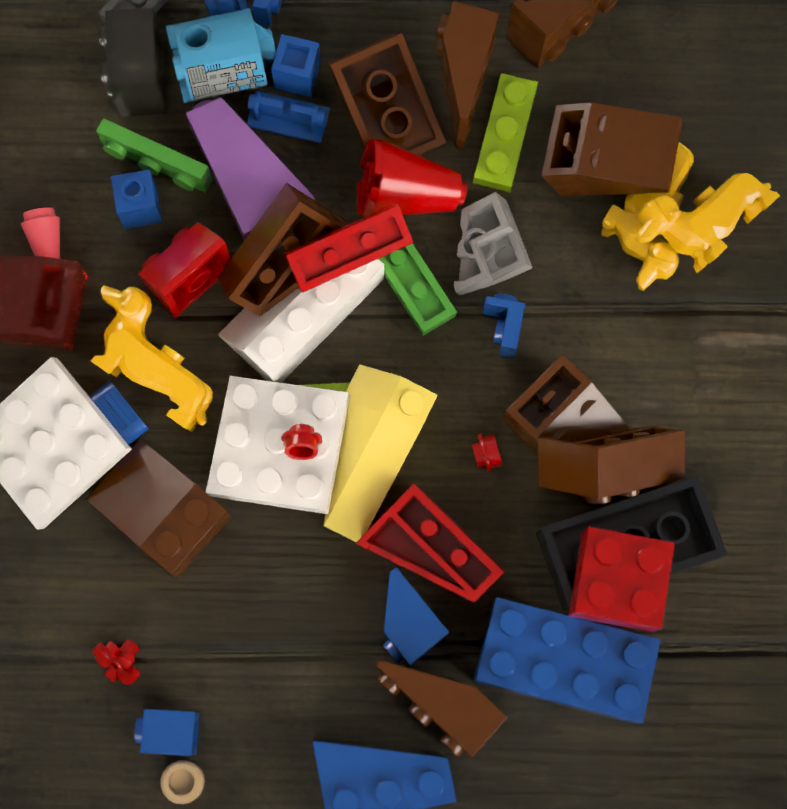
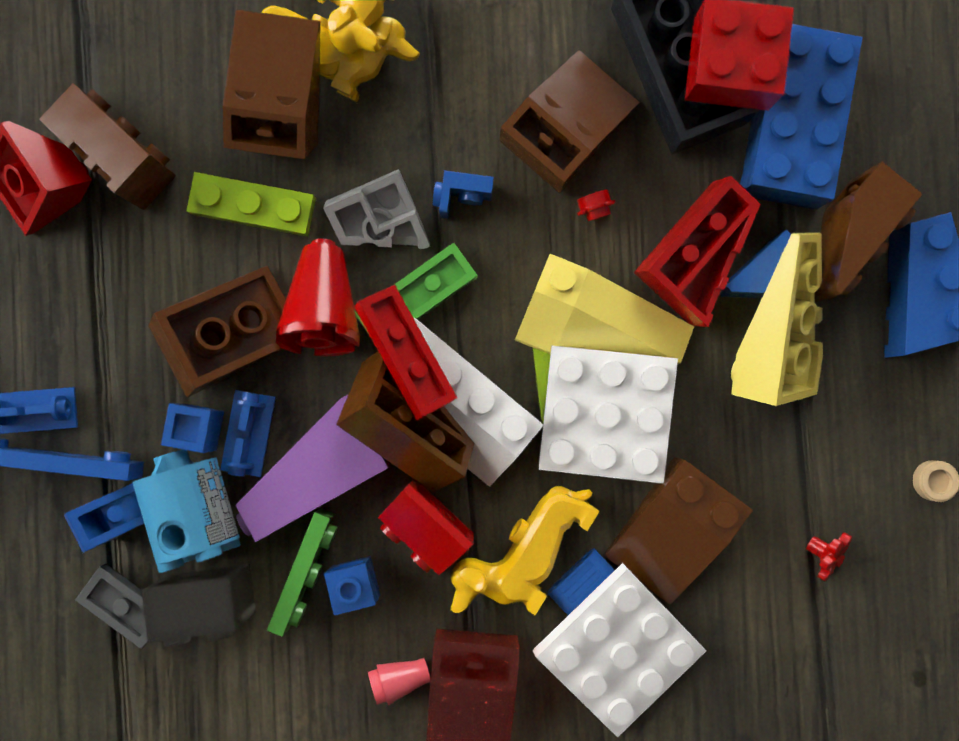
camera: 90 degrees left, 10 degrees up
(167, 732) = (896, 499): blue brick -> none
(301, 442) = (614, 387): red plate -> none
(337, 620) = (779, 351): none -> light yellow wedge
(465, 53) = (182, 247): reddish brown slope -> none
(613, 463) = (612, 74): reddish brown wedge -> none

